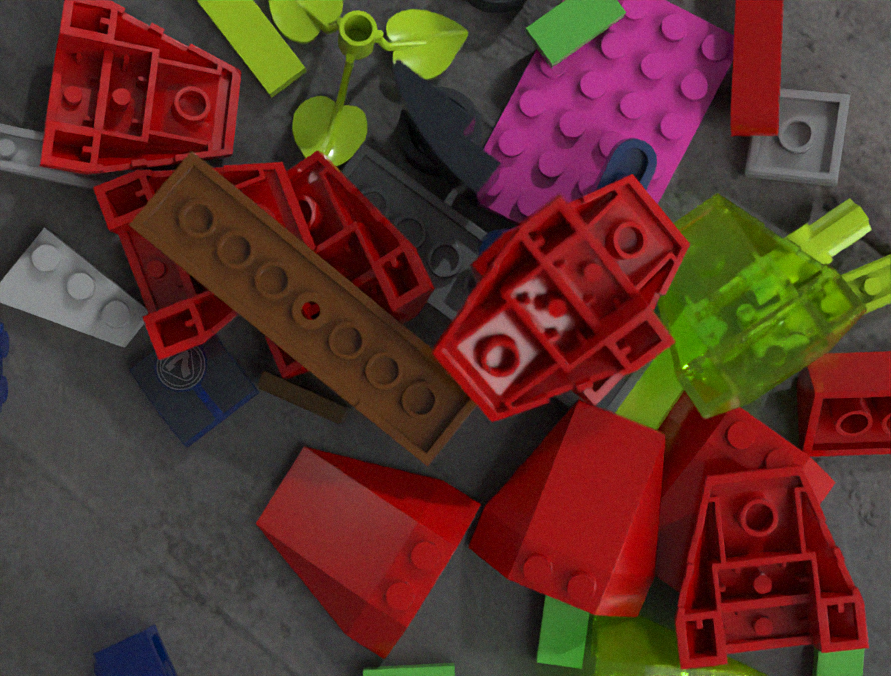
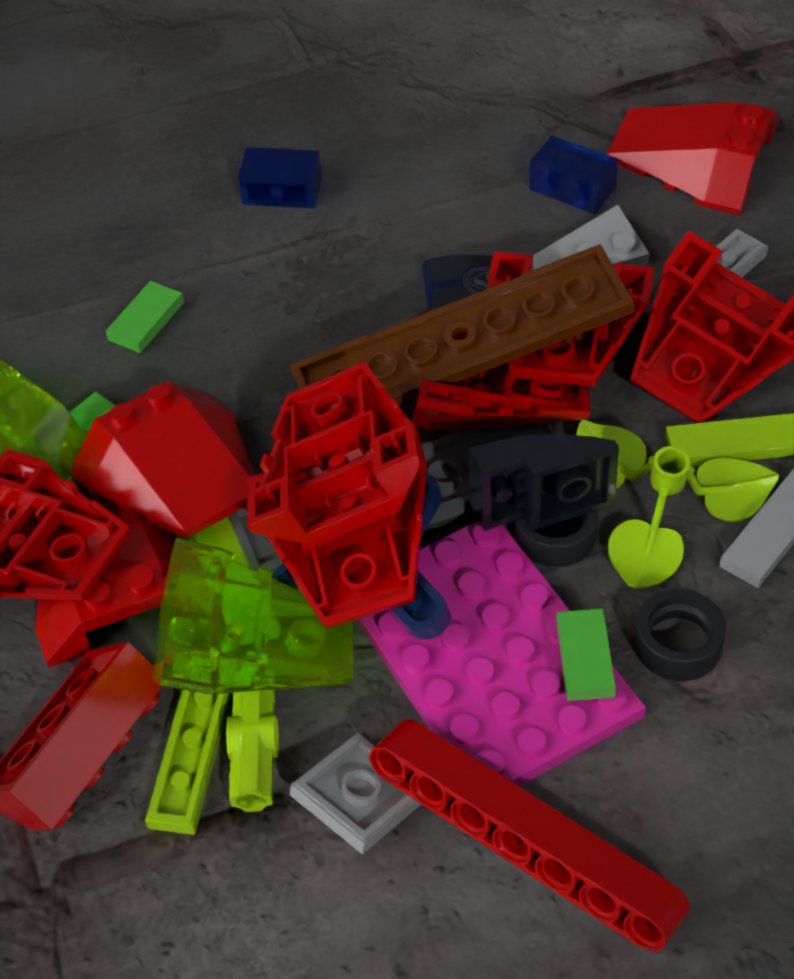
camera: 125 degrees right, 35 degrees down
(366, 539) = (262, 333): red wedge -> none

